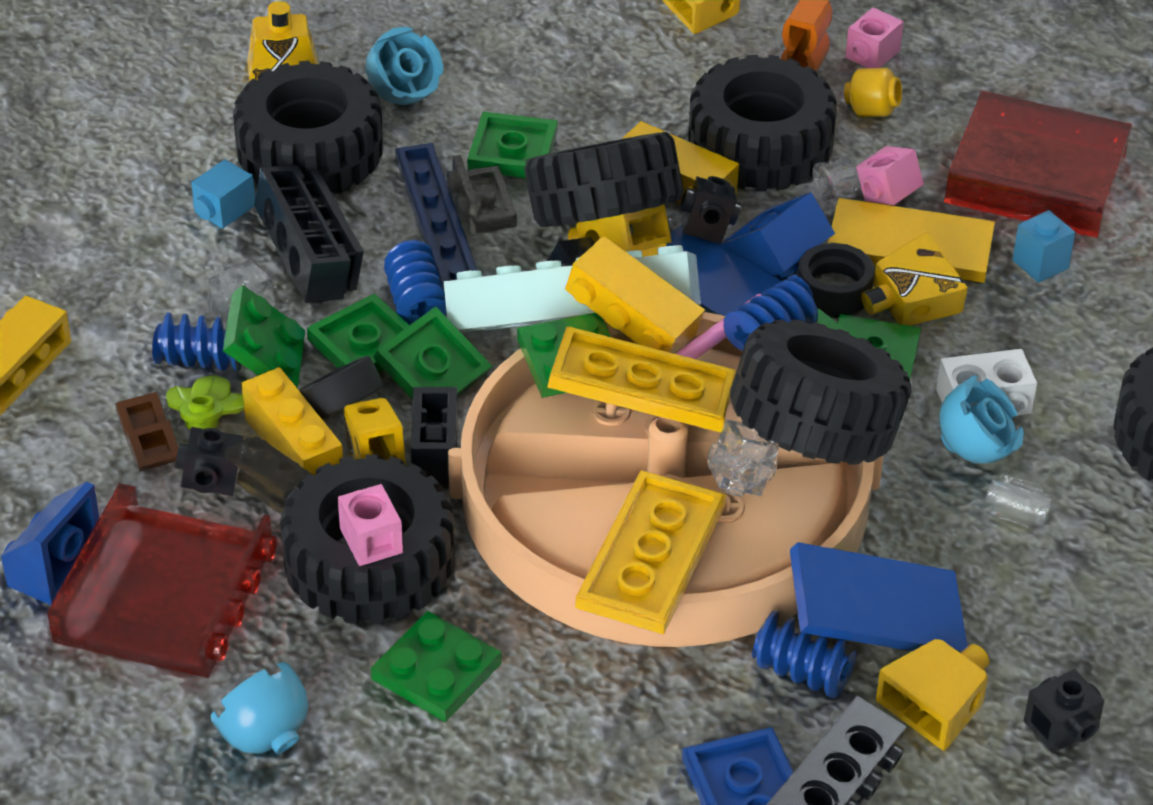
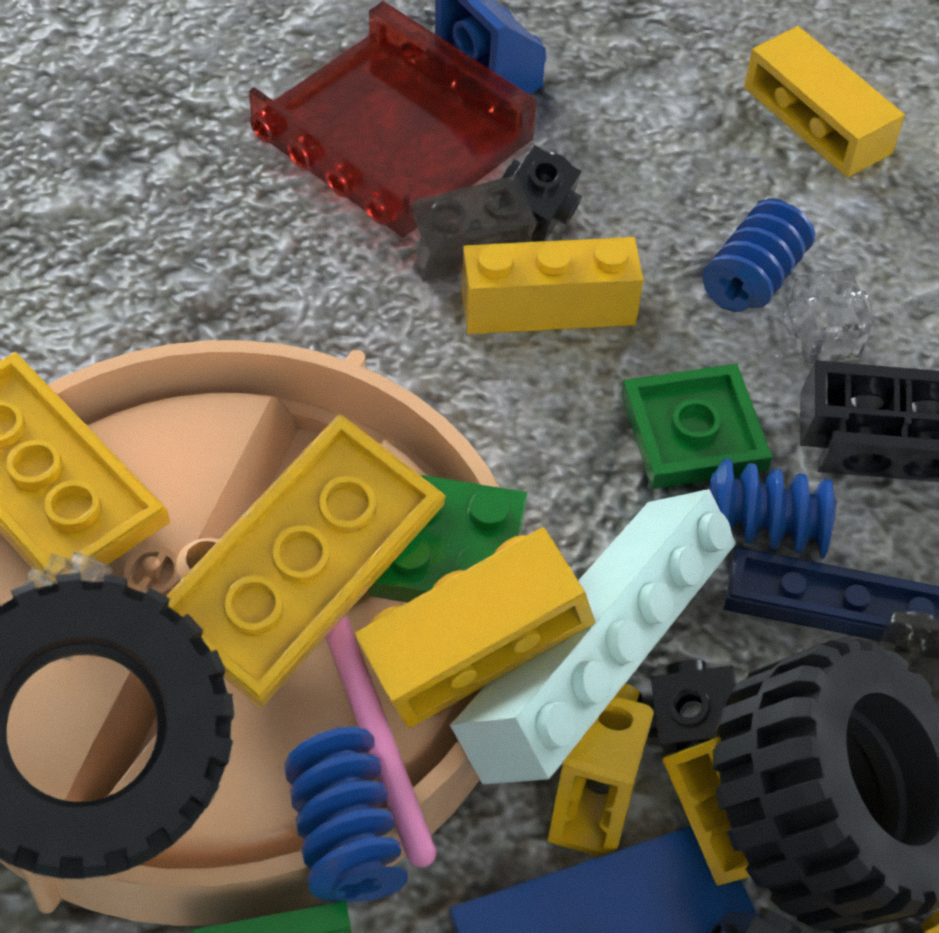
camera: 115 degrees right, 10 degrees up
(147, 431) = (624, 184): reddish brown slope -> none
(205, 401) = (666, 242): lime plate -> none
(263, 336) = (720, 301): green plate -> none
(264, 712) = (138, 117): medium azure cylinder -> none
(327, 570) = (310, 222): black tyre -> none
(343, 387) = (584, 338): black tyre -> none
(370, 524) = (264, 207): bright pink brick -> none
(373, 430) = (474, 340): yellow torso -> none
(432, 355) = (596, 463): green plate -> none
(434, 430) = (467, 395): black brick -> none
(436, 666) = (118, 298): green plate -> none

